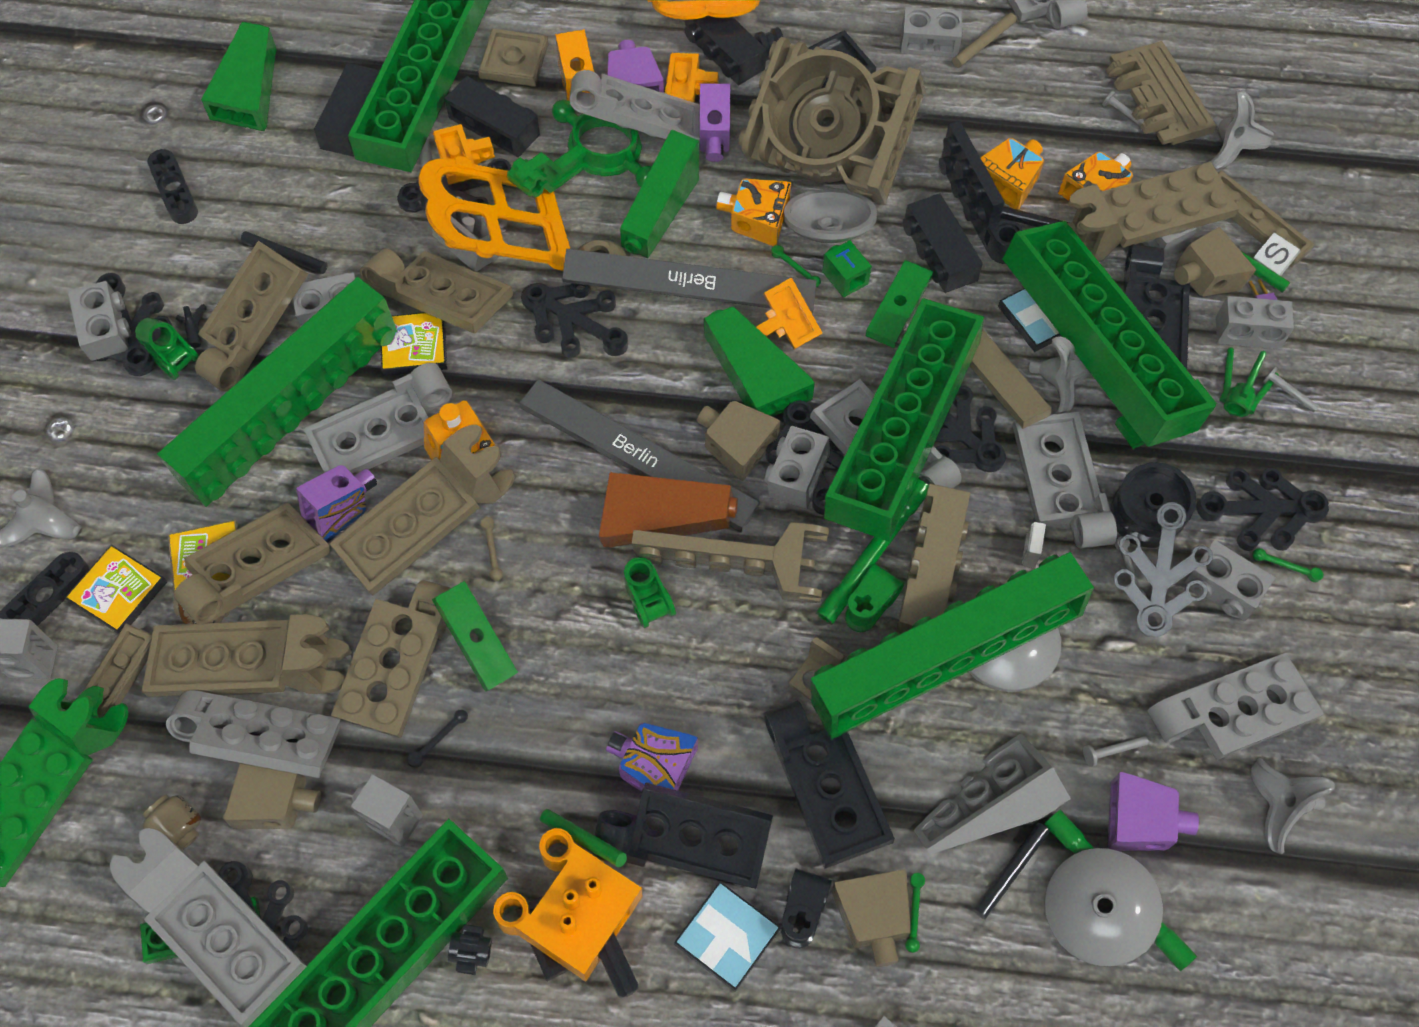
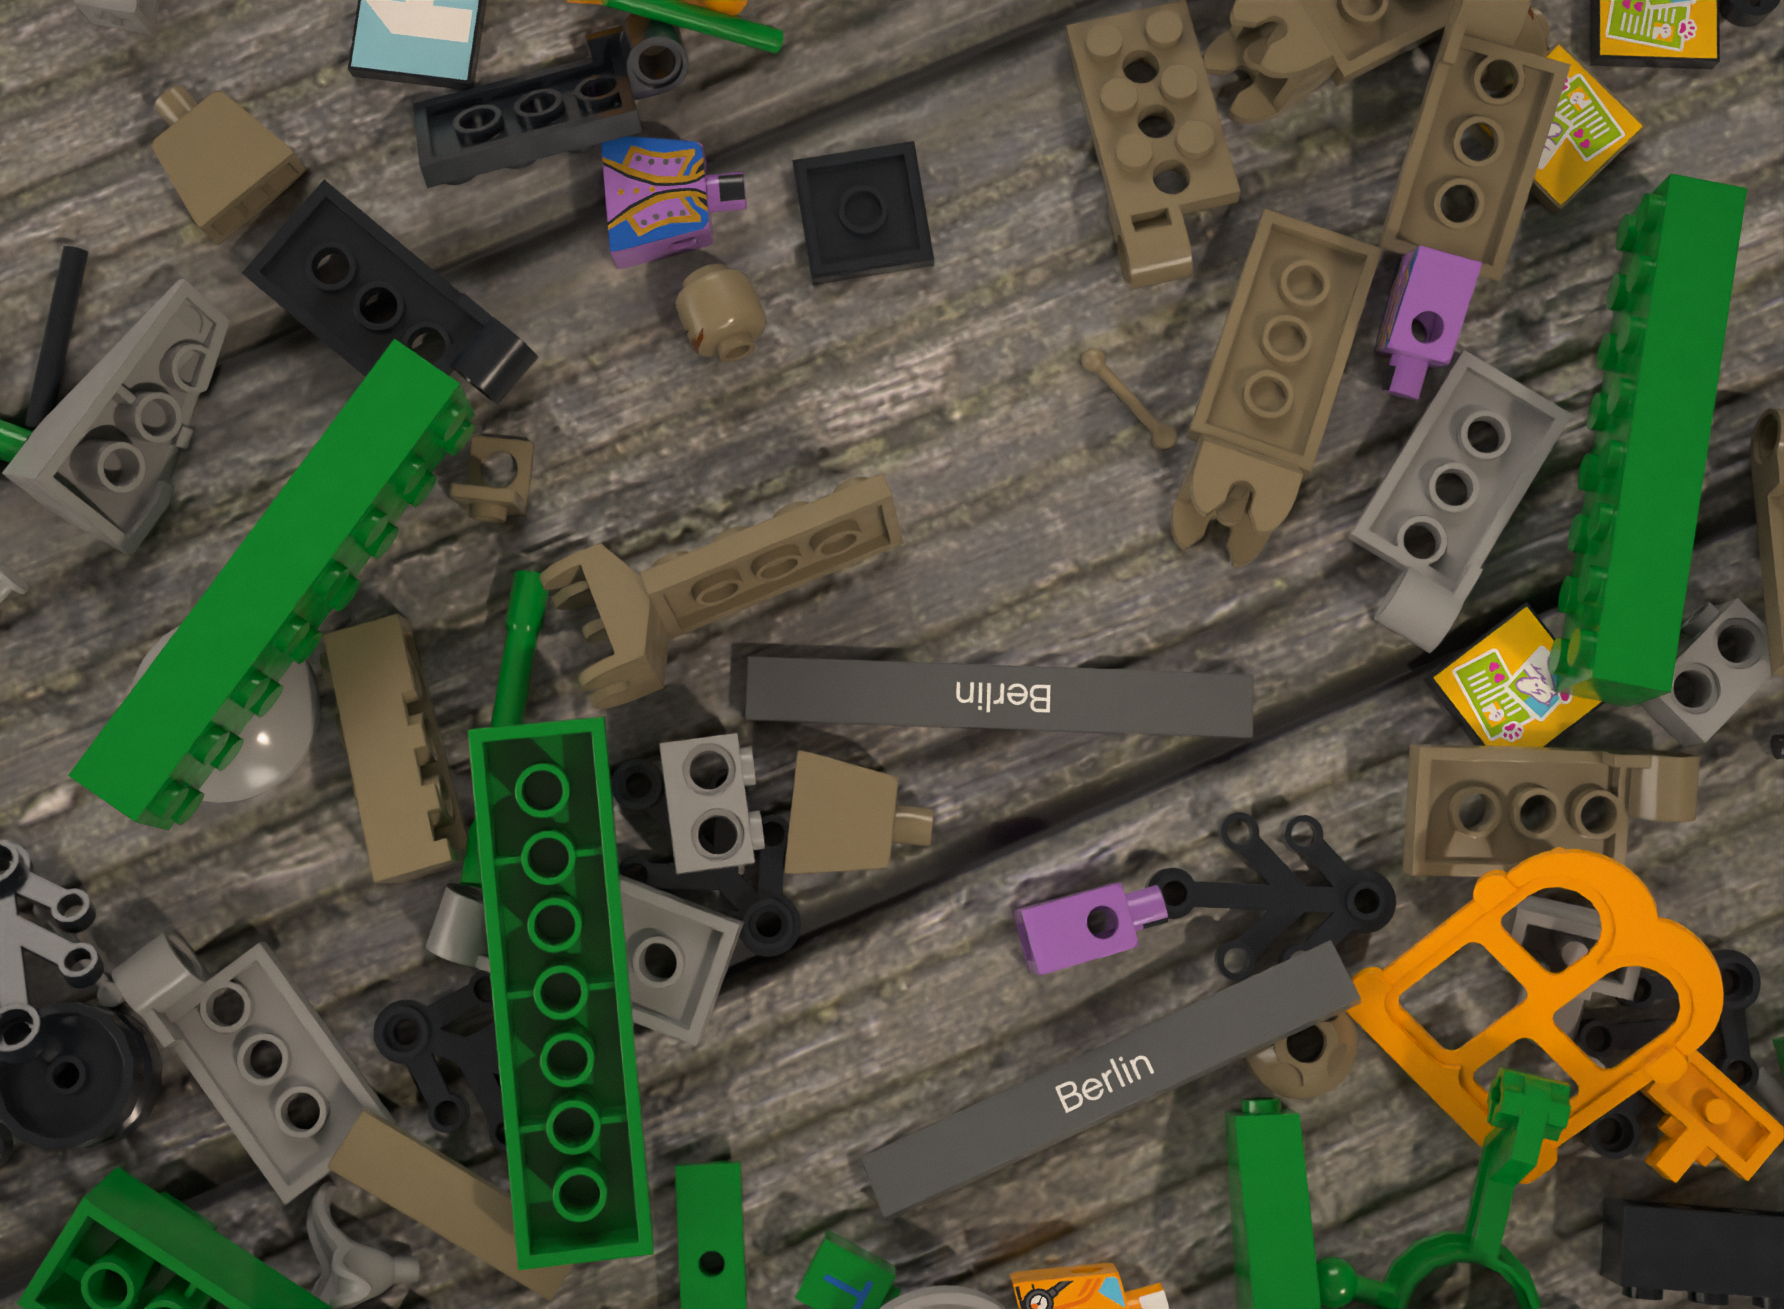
camera: 150 degrees right, 20 degrees up
(415, 759) = (1020, 19): black hinge -> none
(447, 422) = (1308, 545): light orange torso -> none
(486, 655) = (1019, 209): green tile -> none
(558, 703) = (863, 212): none -> black tile
(649, 597) = (822, 445): green piece -> none
(660, 685) = (720, 312): none -> dark tan head
(663, 337) = (1057, 932): none -> medium lavender torso
(663, 507) = (891, 602): dark orange slope -> none
(754, 364) = (889, 972): green slope -> none
(778, 252) = (997, 1259): green hinge -> none
(789, 315) = (893, 1110): light orange hinge -> none
(804, 903) = (327, 117): black piece -> none
(873, 596) = (466, 661): green piece -> none
(917, 882) = (187, 248): green hinge -> none
(1033, 544) = (251, 893): white tile -> none

